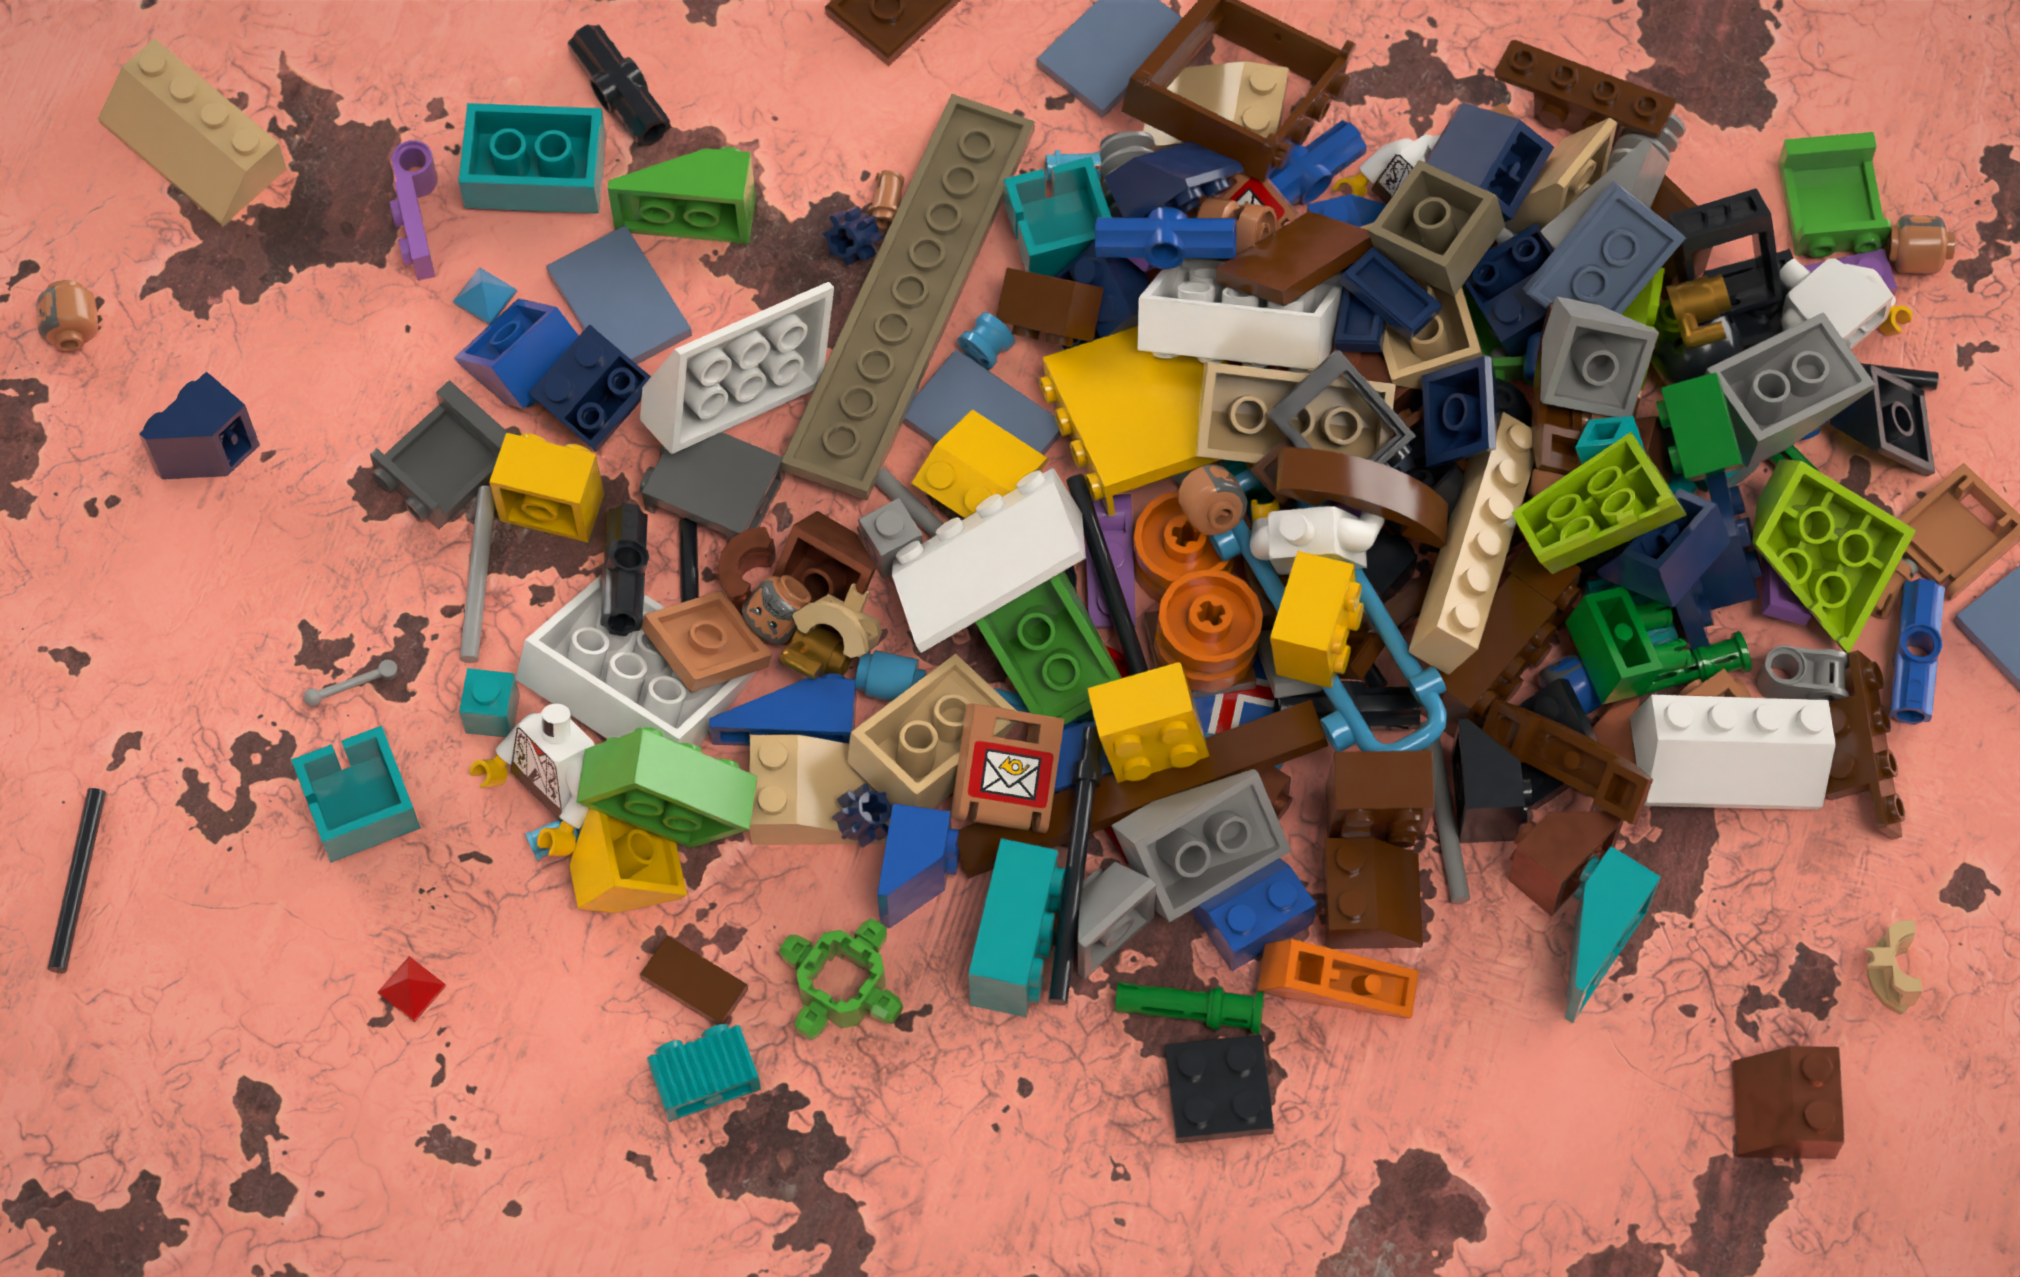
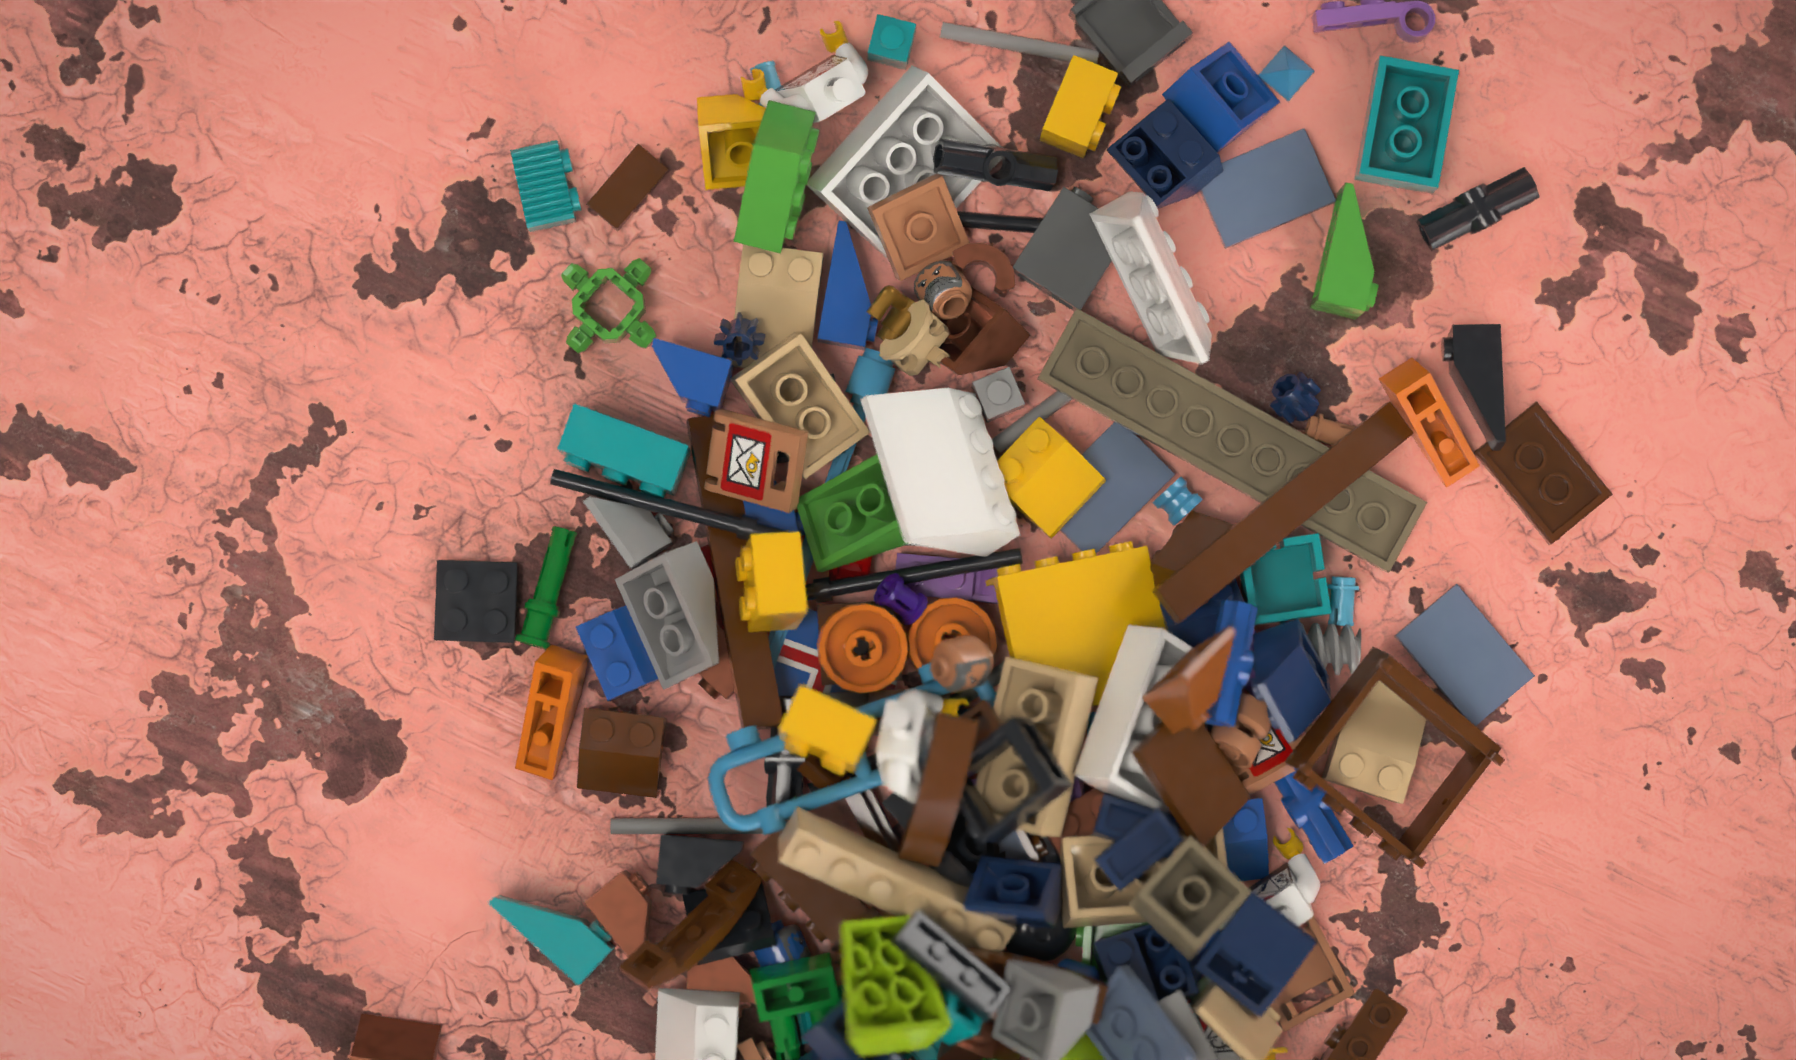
camera: 90 degrees right, 20 degrees up
(805, 57) = (1477, 371): none -> black slope
(856, 104) = (1430, 419): none -> orange slope
(988, 214) = (1282, 512): none -> reddish brown tile
(1150, 601) = (900, 599): none -> dark purple bush
(1193, 253) = (1192, 684): none -> dark orange slope
(1380, 795) = (683, 764): reddish brown brick -> none
(1561, 451) = (951, 965): none -> tile

